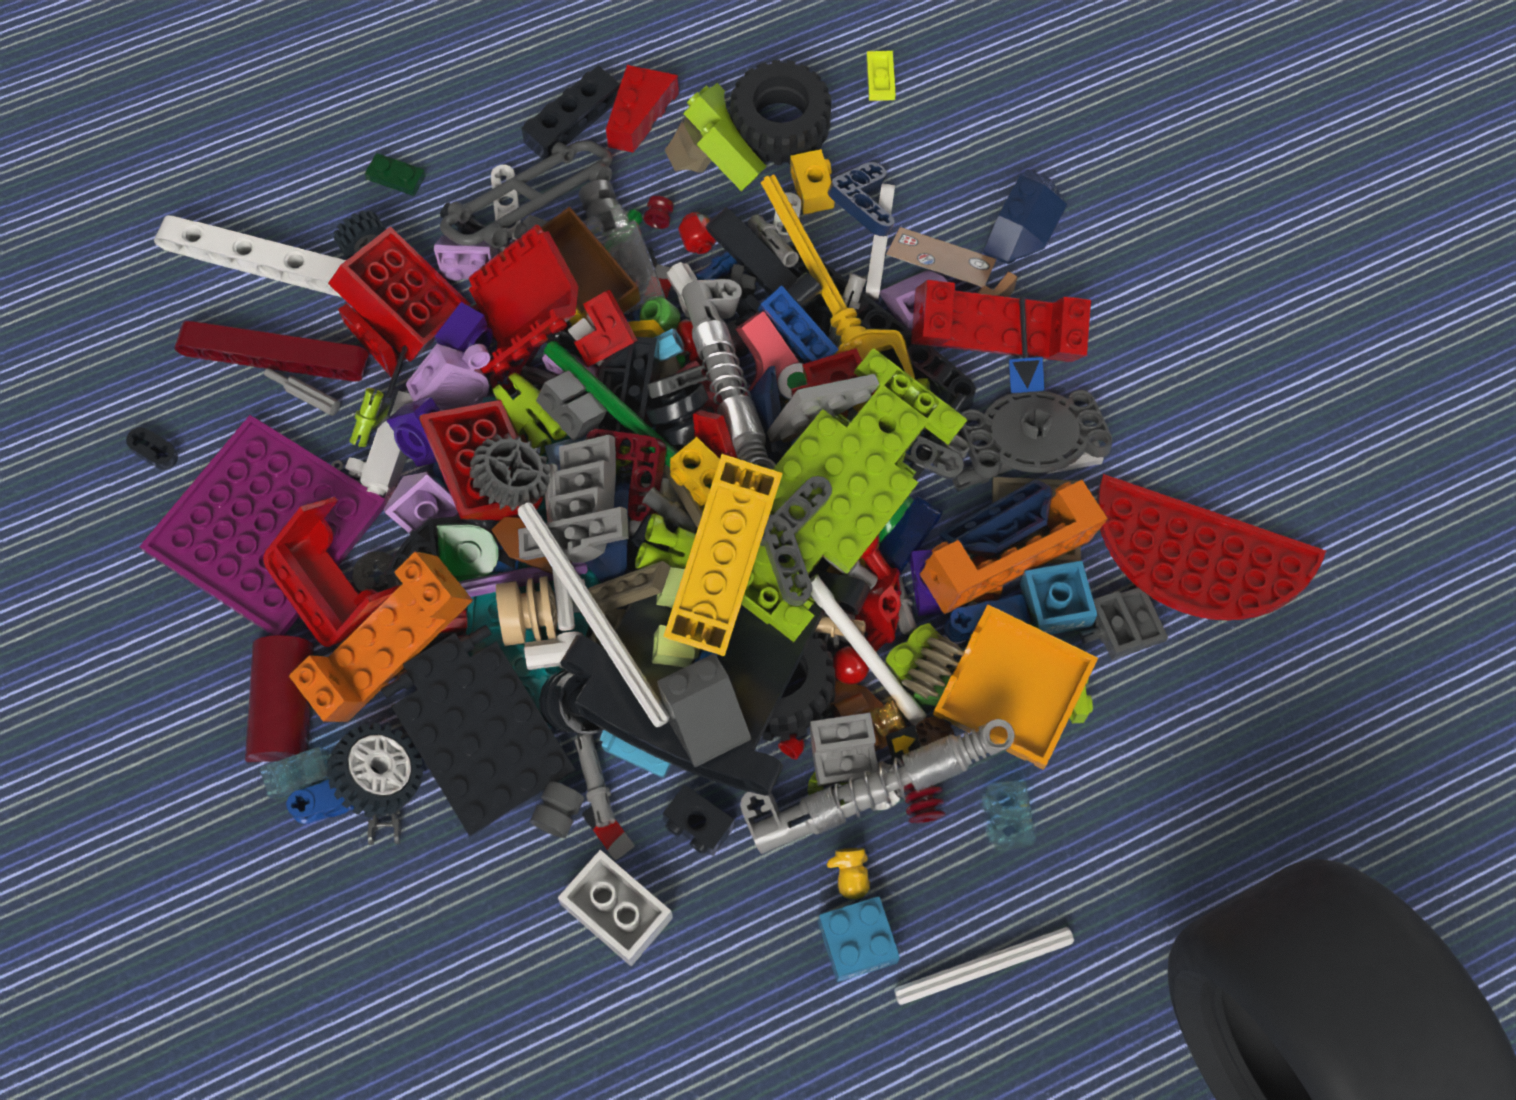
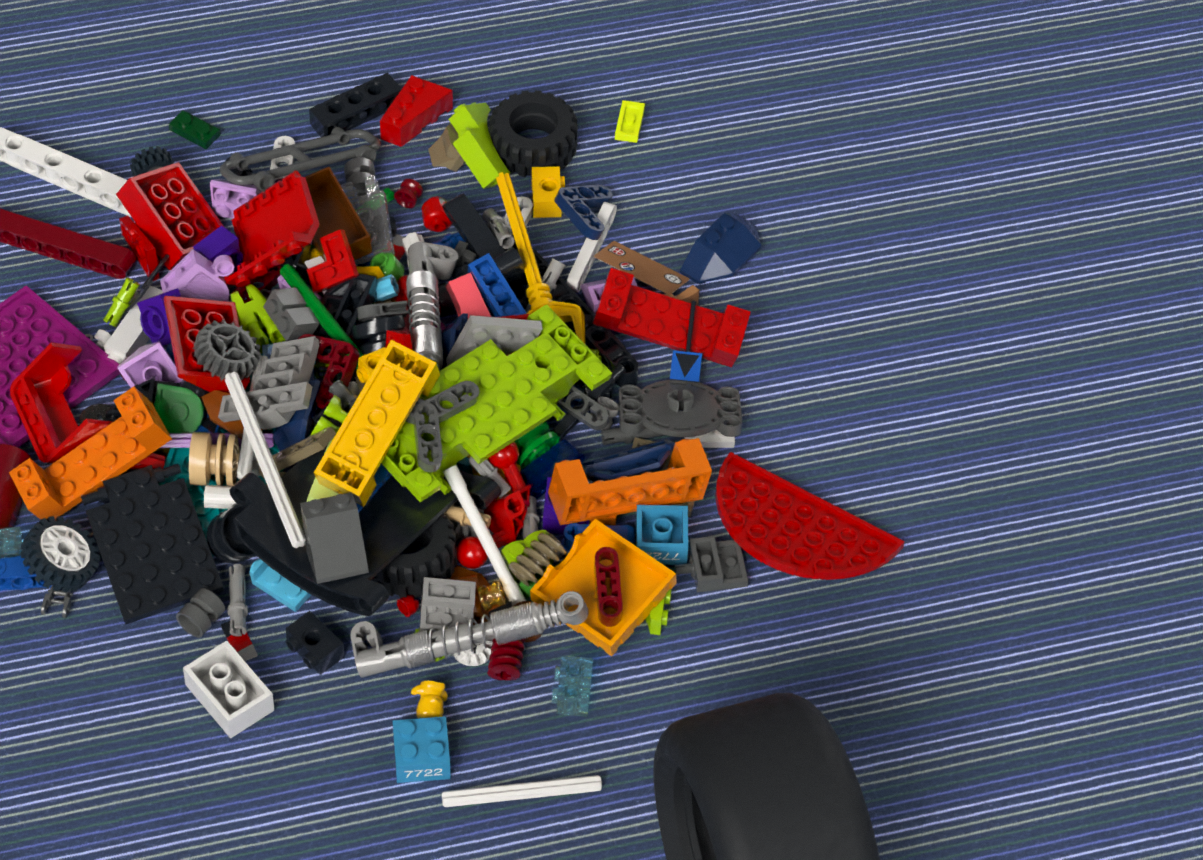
camera: 10 degrees right, 15 degrees down
(306, 392) = (76, 279): light grey axle -> none
(1031, 680) = (615, 599): none -> dark red beam

